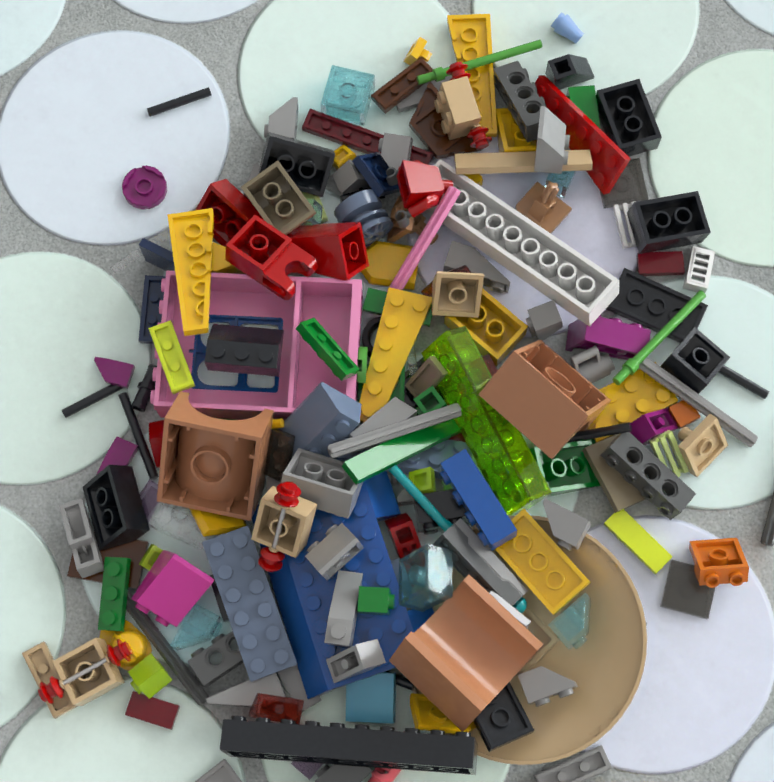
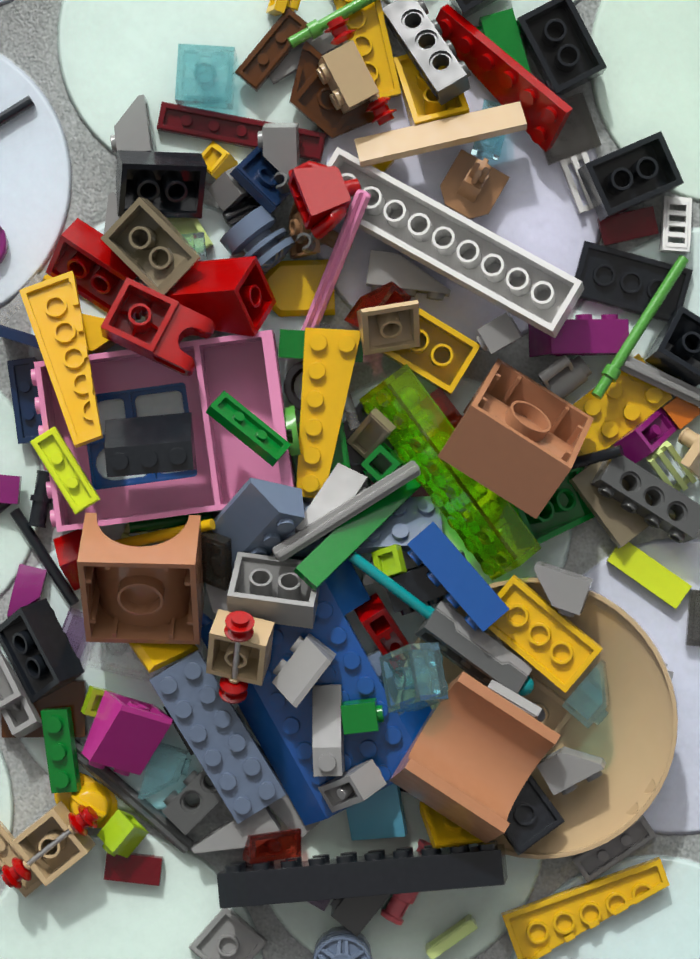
camera: 15 degrees left, 15 degrees up
(551, 143) = (471, 110): light grey slope -> none

